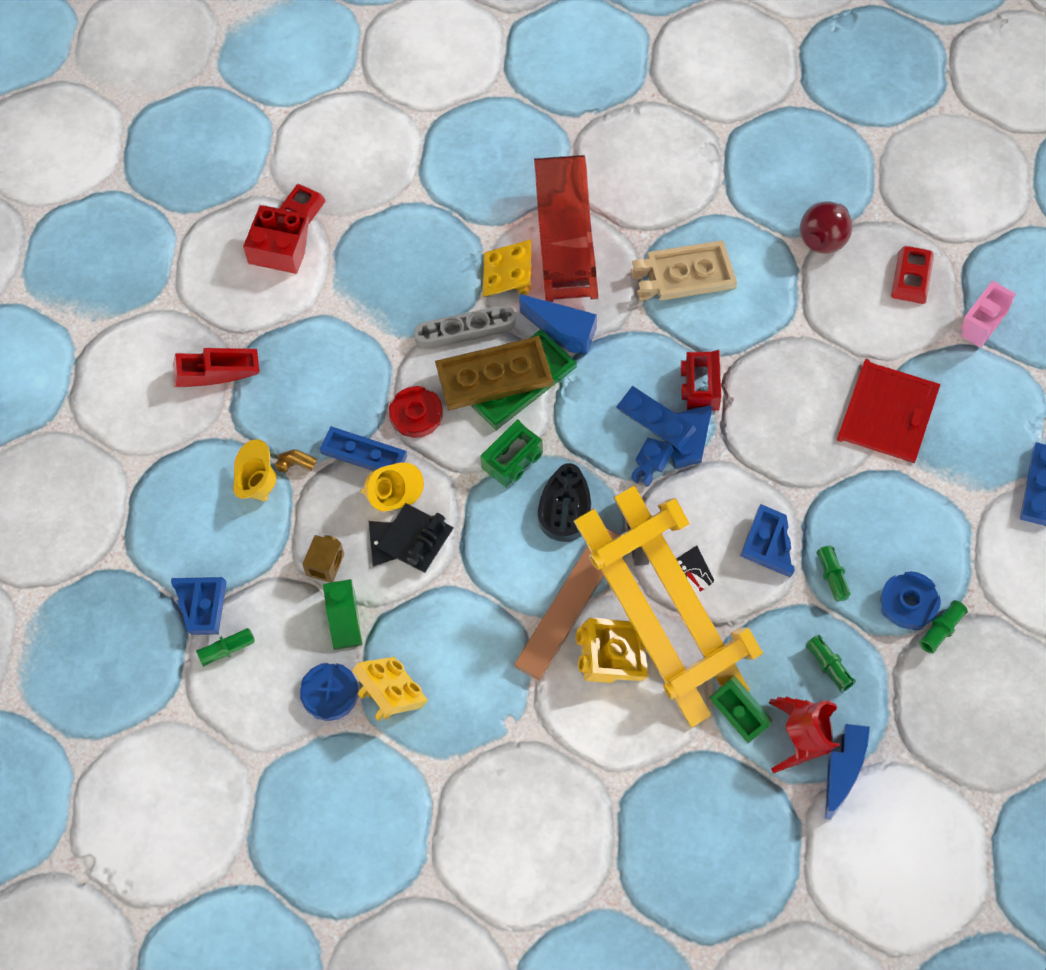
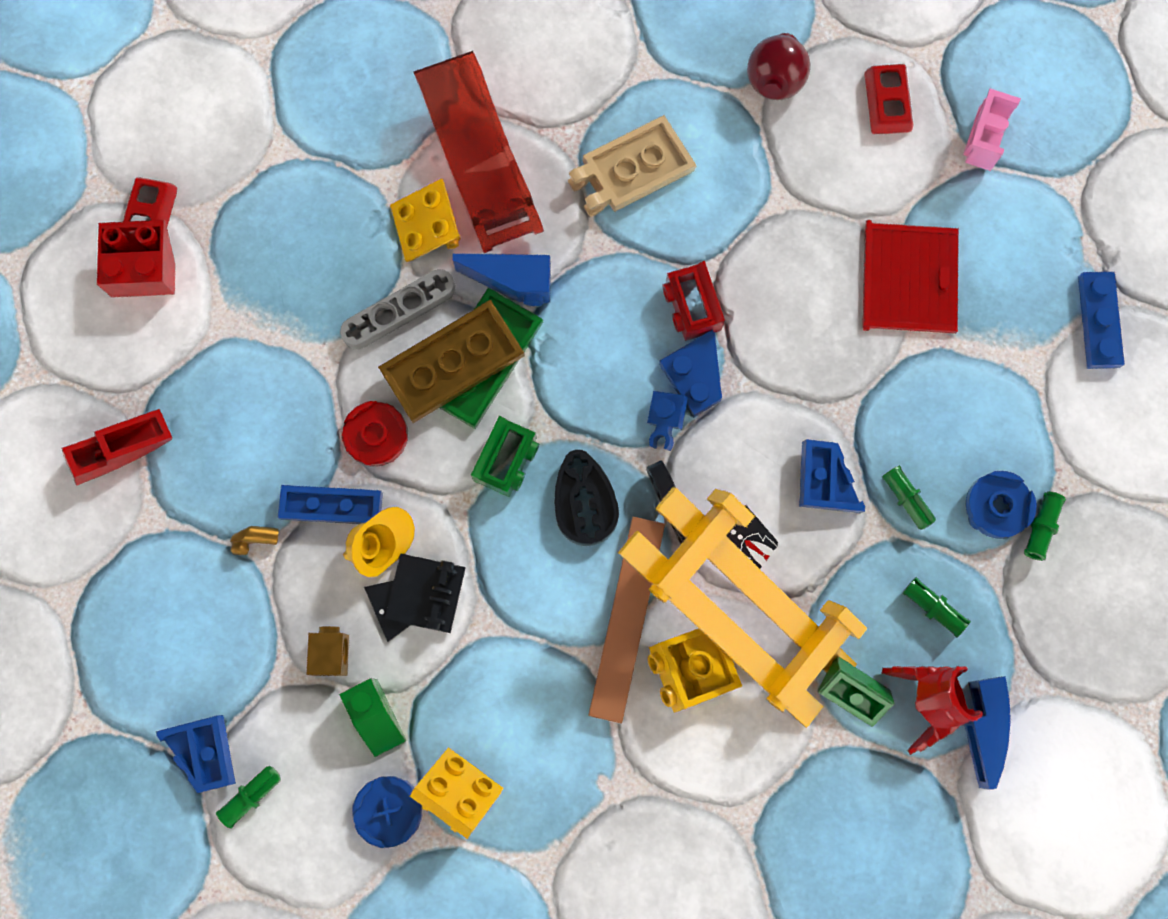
camera: 20 degrees left, 15 degrees up
(253, 472) = (207, 572): yellow piece -> none
(656, 418) = (657, 365): blue plate -> none

